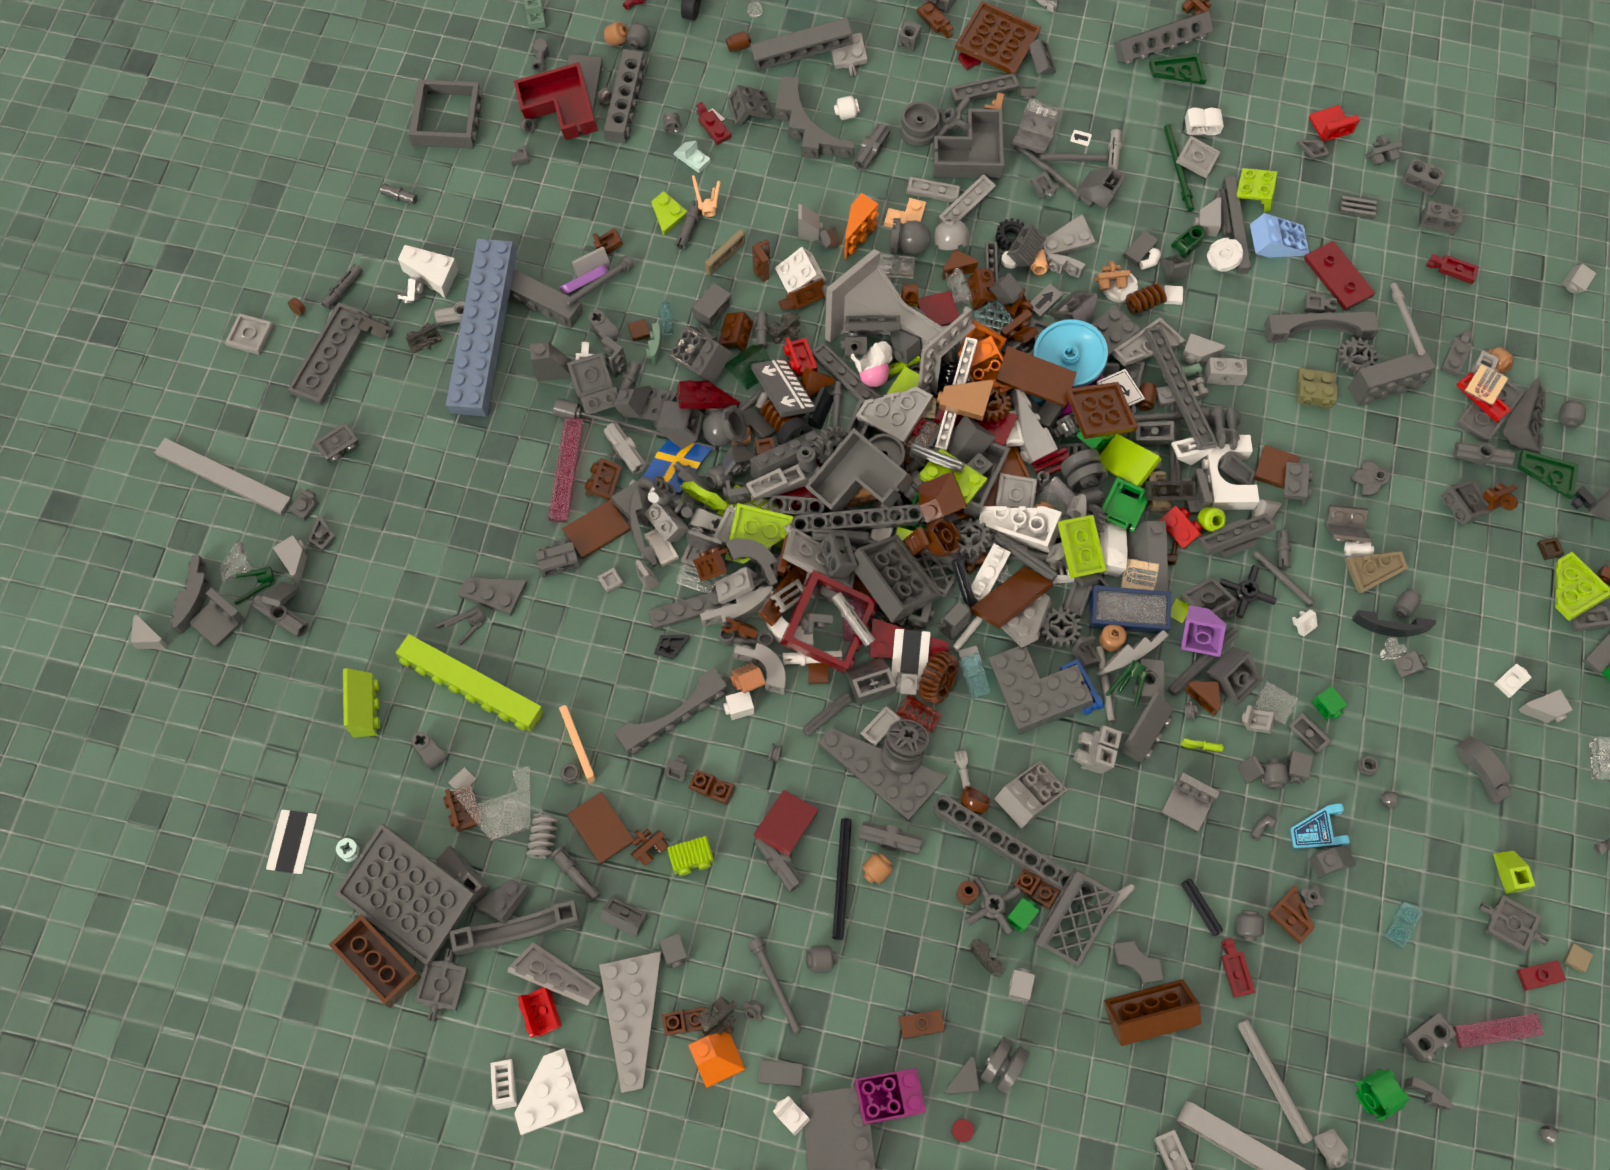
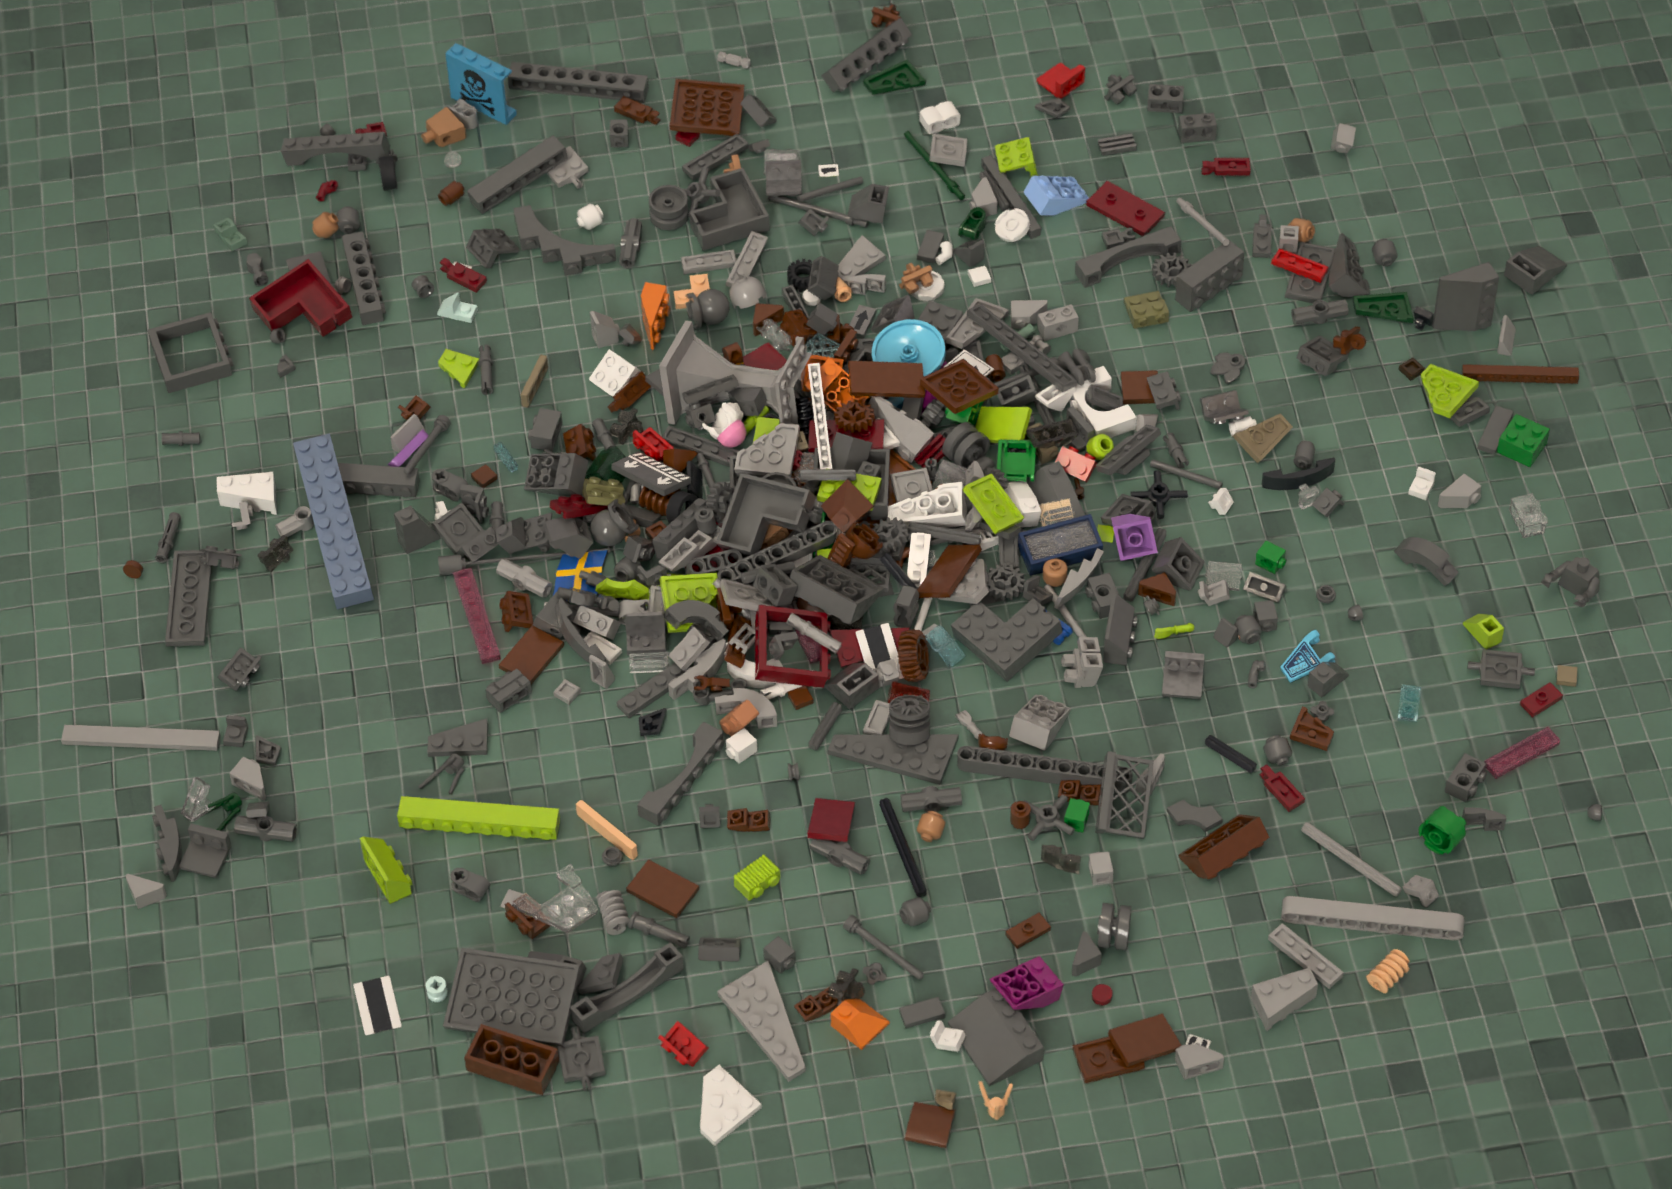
camera: 20 degrees left, 15 degrees down
(249, 334) = (97, 610): light grey tile -> none
(498, 1101) = (685, 1123): white slope -> none
(551, 973) = (676, 1010): light grey wing -> none
(654, 344) = (506, 479): sand green slope -> none
(655, 840) = (720, 878): reddish brown hips -> none
(709, 205) = (497, 346): light nougat plant -> none
(710, 563) = (659, 638): reddish brown bracket -> none
(731, 390) = (602, 492): none -> olive plate
(761, 259) = (575, 374): reddish brown bracket -> none
(897, 266) = (712, 335): clear plate -> none
(921, 622) = (875, 618): dark grey bracket -> none
(966, 398) = (832, 416): medium nougat slope -> none
(1025, 334) = (858, 351): reddish brown tile -> none
(1114, 149) = (865, 167): light grey pin -> none
(1135, 671) = (1086, 589): dark green plant -> none
(1145, 297) = (955, 286): reddish brown piece -> none
(1486, 384) = (1296, 252): piece -> none

